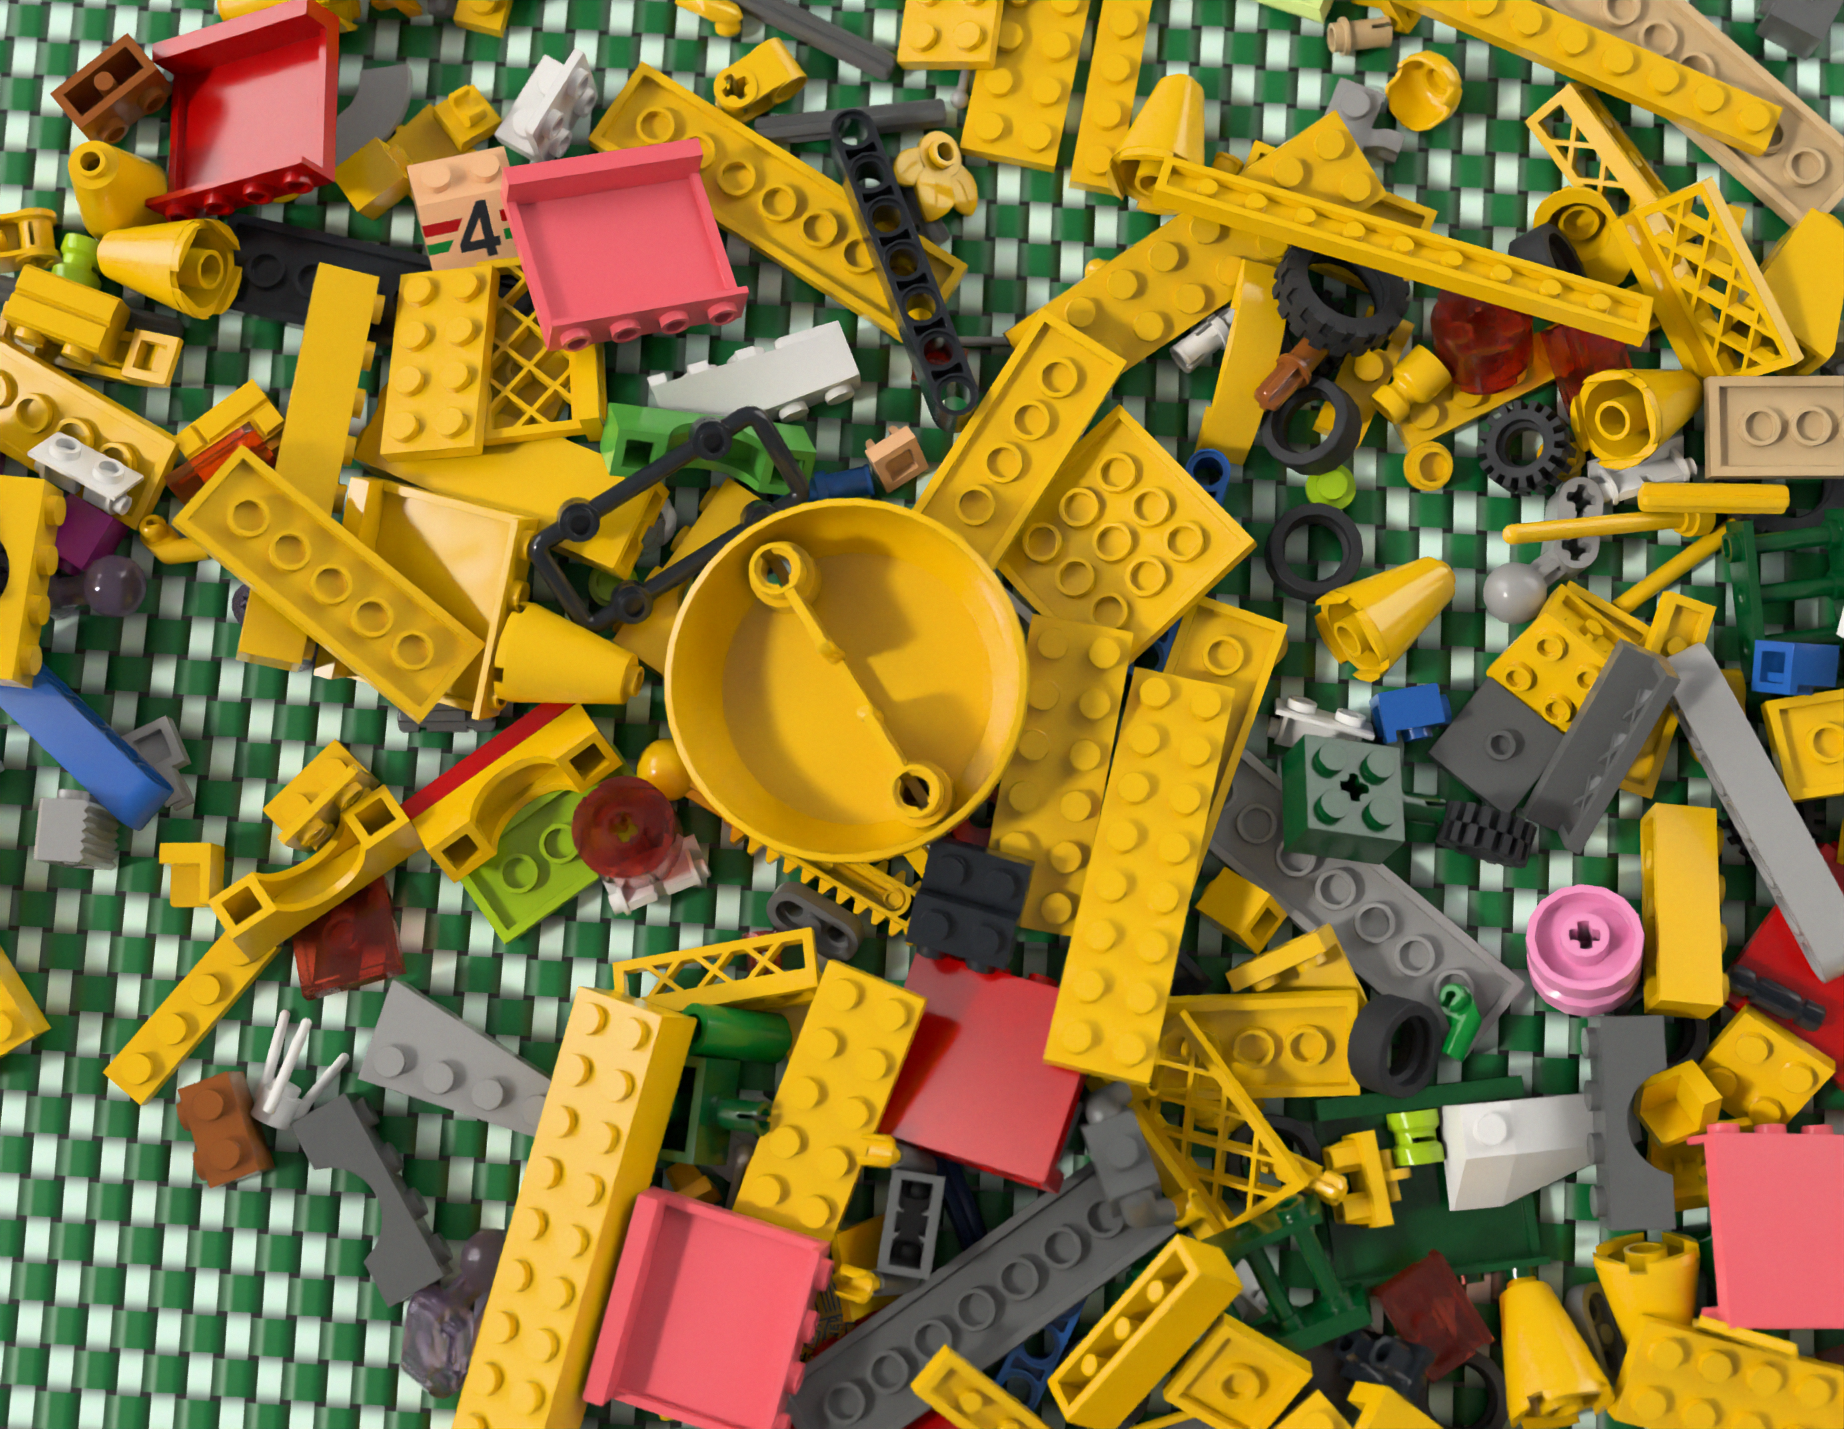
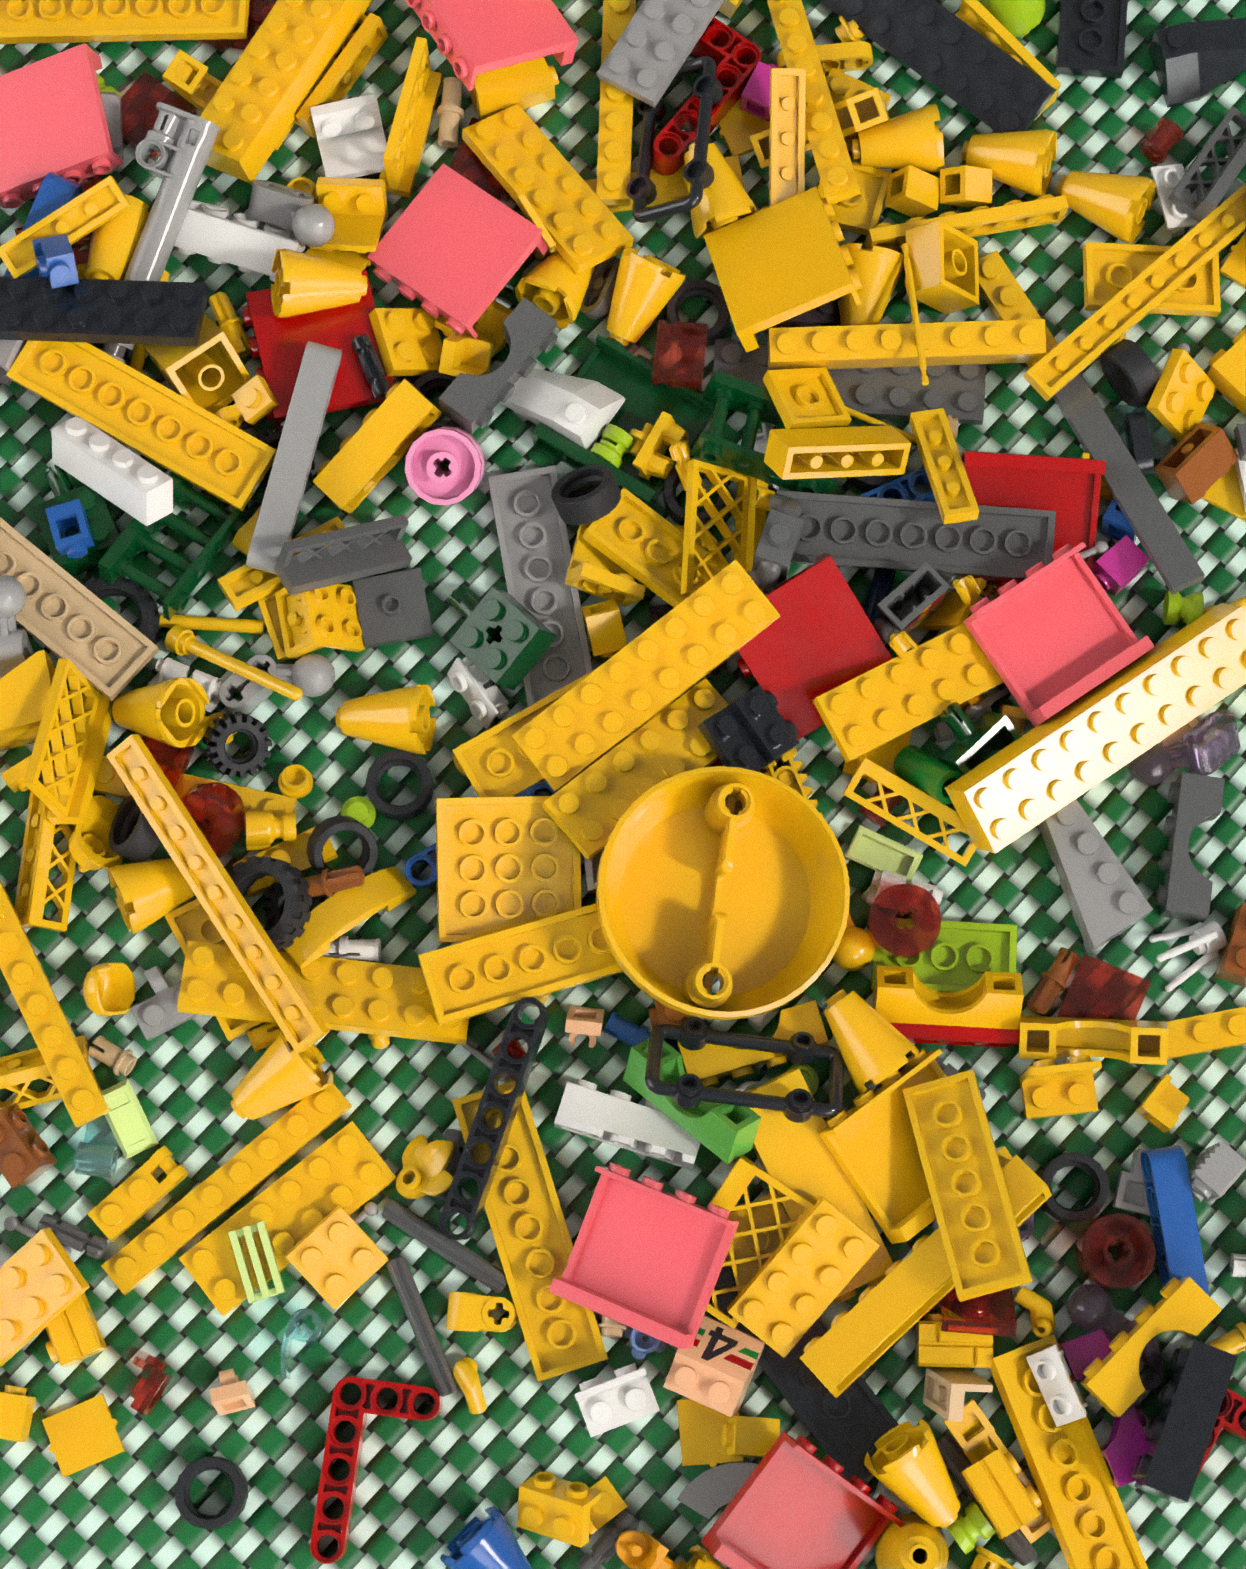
camera: 140 degrees left, 5 degrees down
(105, 649) = (1133, 1242): none -> clear red brick
(196, 378) = (947, 1387): none -> tan panel
(201, 675) = (1100, 1182): none -> black tyre
(417, 912) = (1052, 981): none -> dark orange axle
(466, 117) = (667, 1435): yellow tile -> none
(716, 907) = (883, 853): none -> yellowish green tile
(819, 913) = (836, 808): dark grey plate -> none
(1384, 1361) = (725, 348): black hips -> none
(1409, 713) = (425, 659): blue brick -> none
(1462, 1018) = (536, 483): green arm -> none
(1482, 208) = (148, 891): none -> yellow cone
(1486, 834) = (442, 562): black tyre -> none
(1713, 498) = (165, 636): yellow axle -> none
(1793, 667) = (210, 513): blue brick -> none

